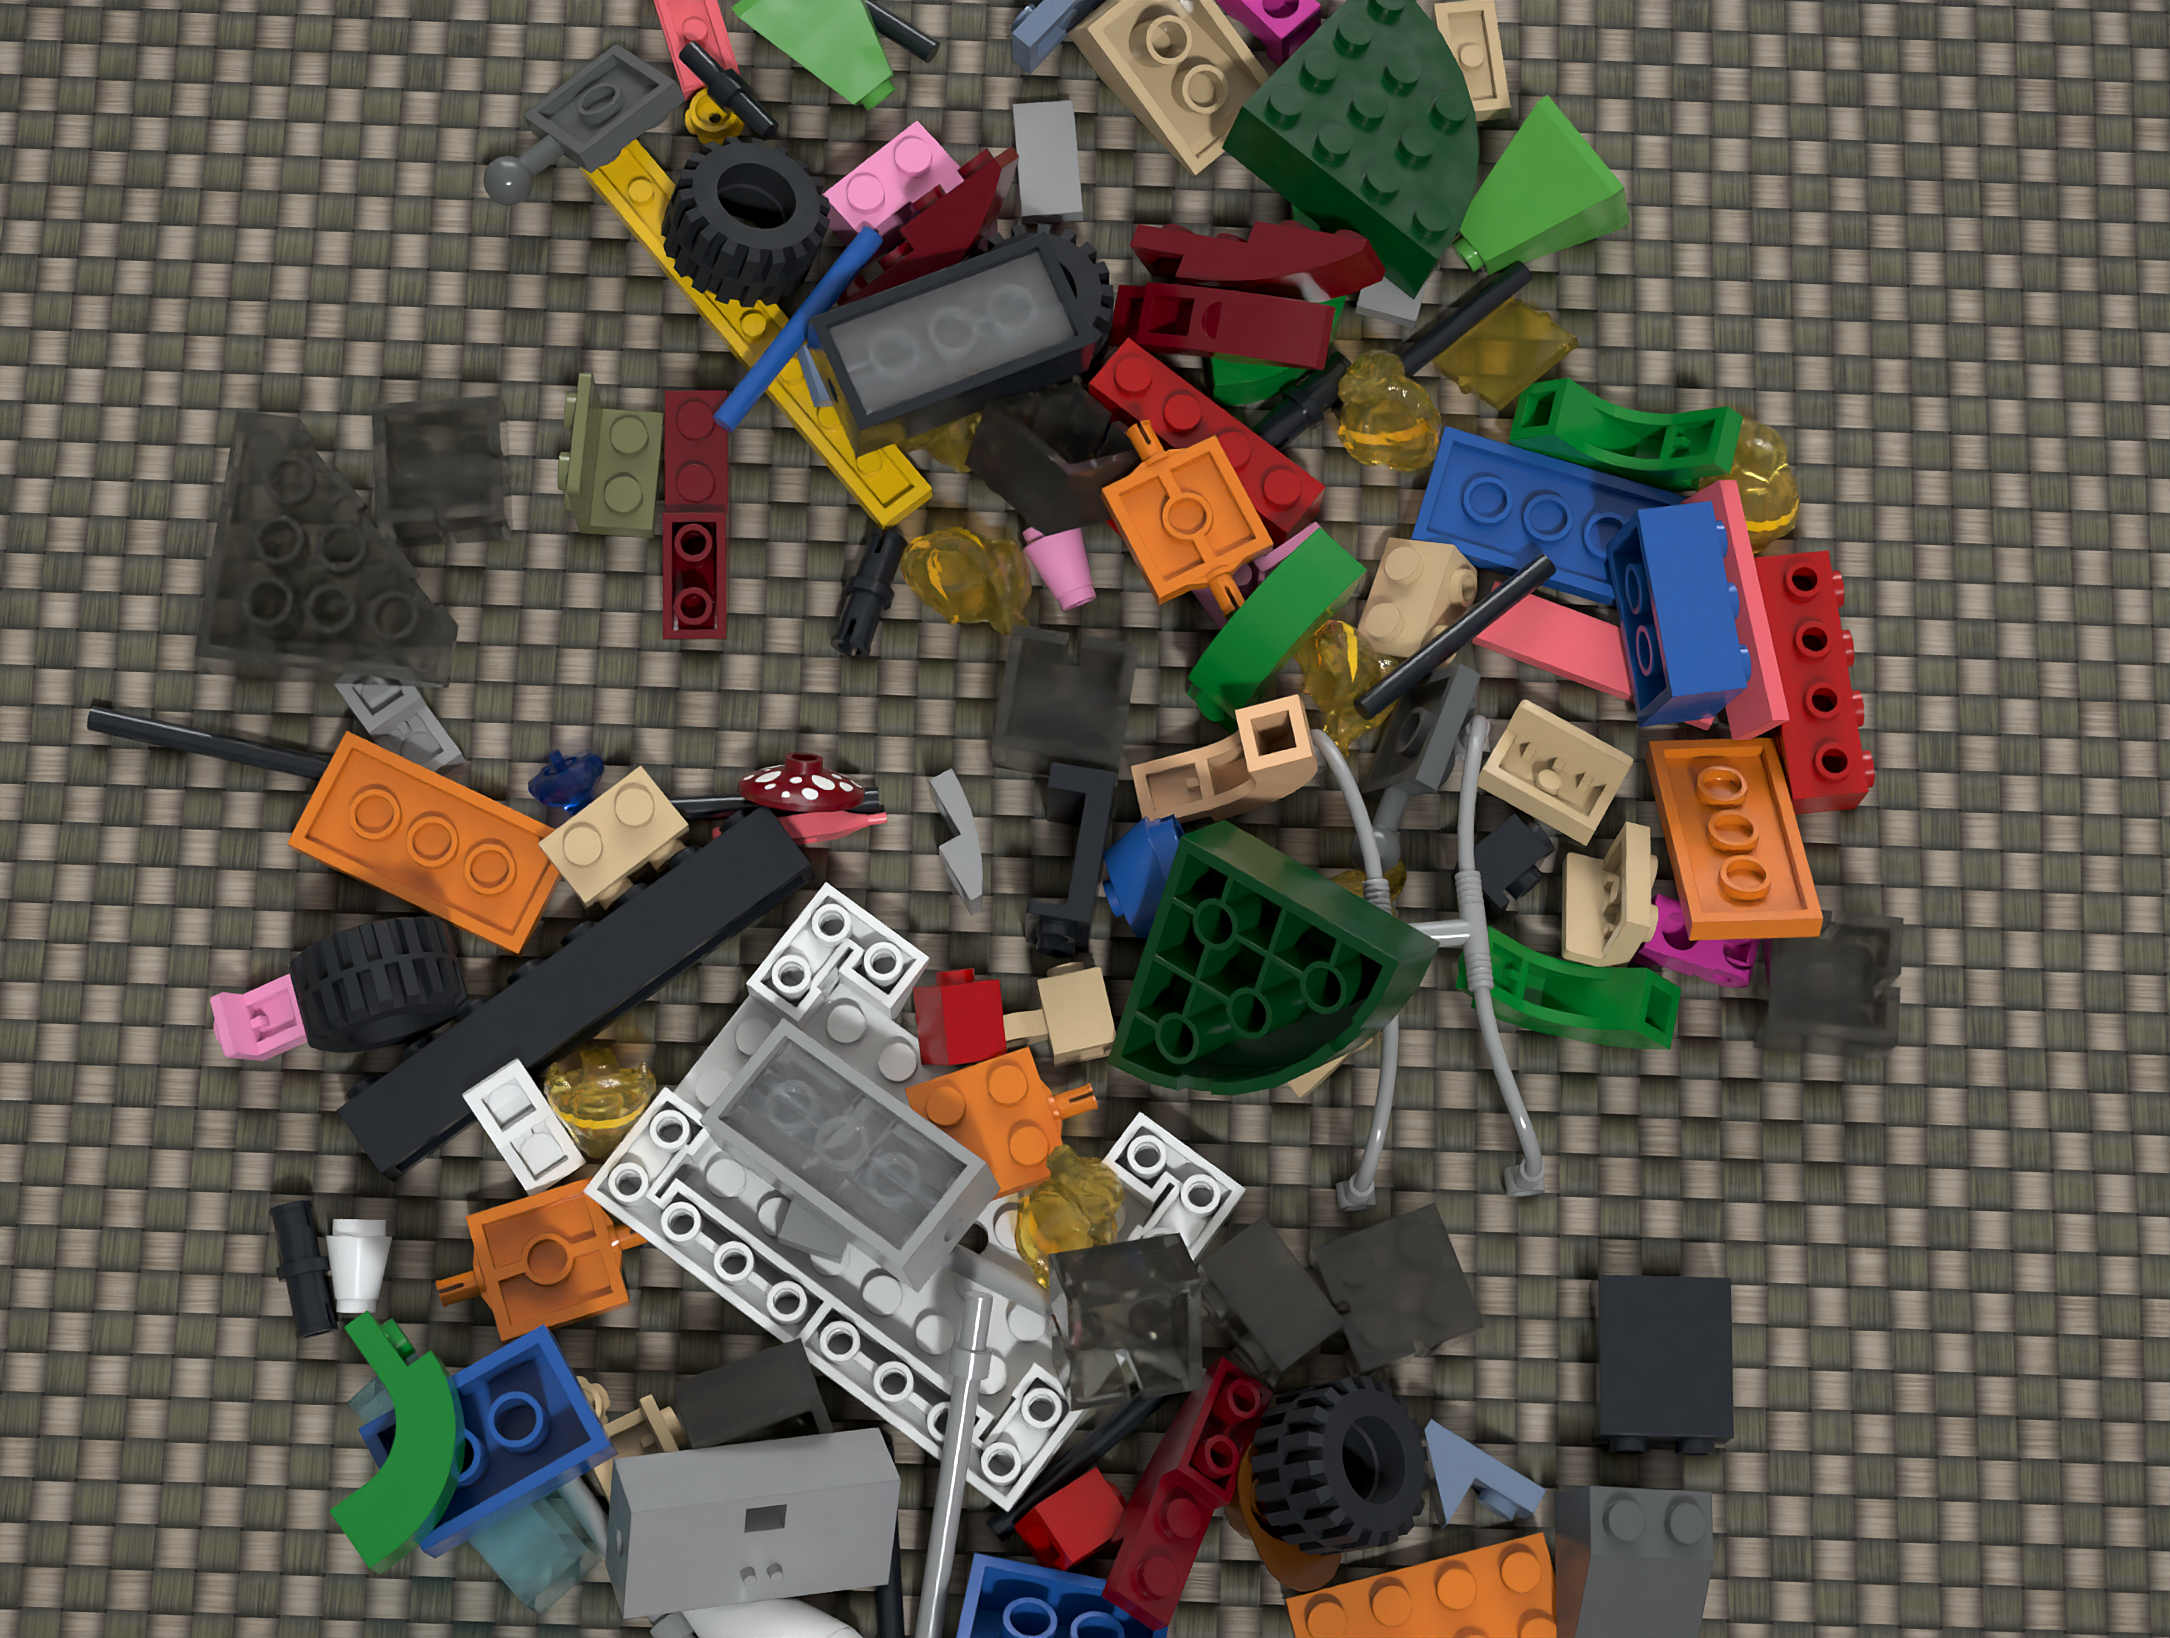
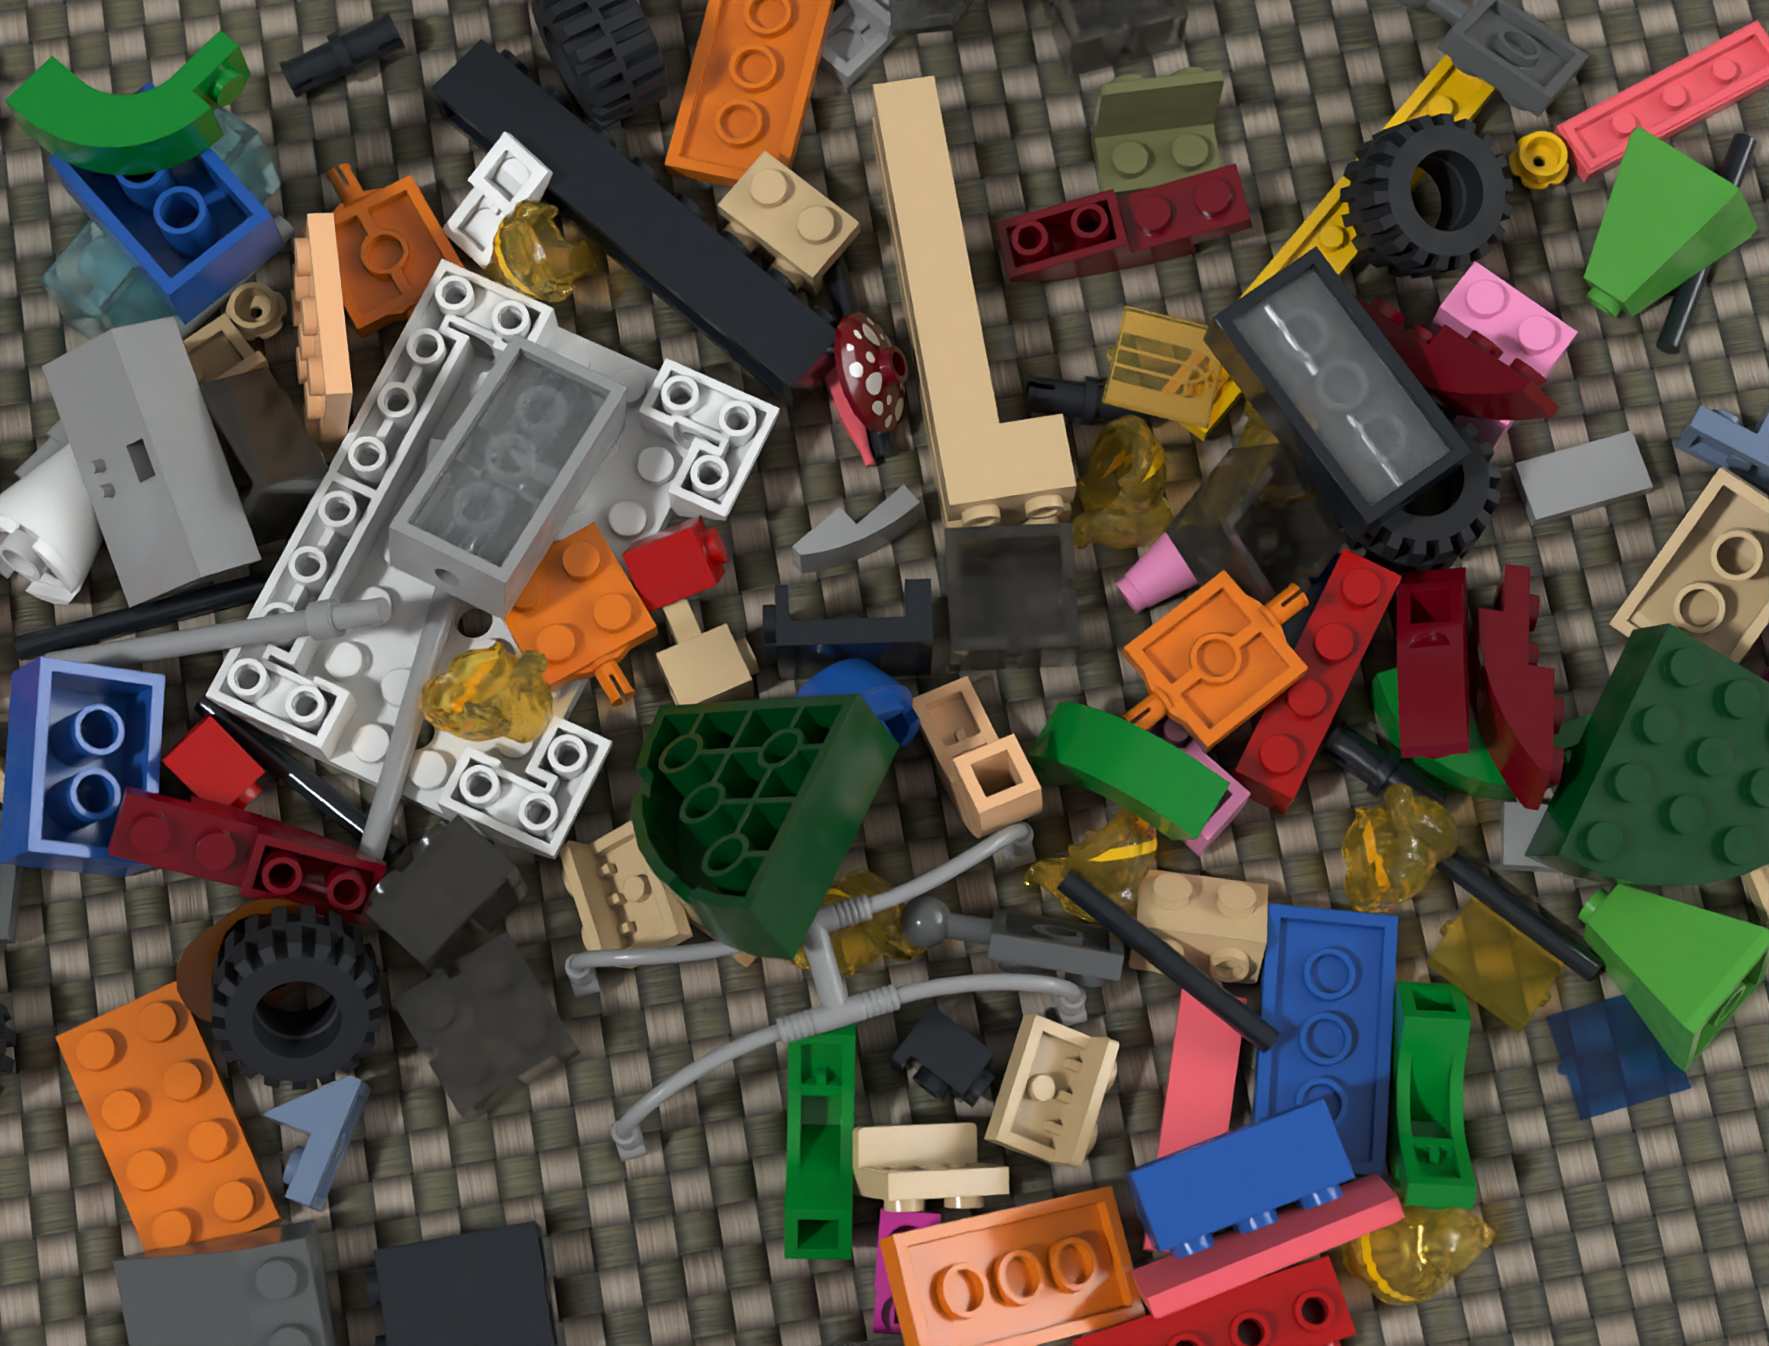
camera: 80 degrees right, 0 degrees up
(357, 1263) = (356, 97): white cone -> none
(568, 780) = (838, 171): clear blue piece -> none
(649, 1320) = (322, 336): none -> light nougat plate
(728, 90) = (1562, 158): black bar -> none
(773, 707) = (979, 466): none -> tan brick
(796, 329) = (1353, 275): blue bar -> none
(857, 509) = (1163, 368): none -> clear yellow piece
(1131, 1299) = (411, 738): clear smoke piece -> none
(1288, 1134) = (620, 895): none -> tan bracket
(1604, 278) = (1612, 1058): none -> clear blue piece

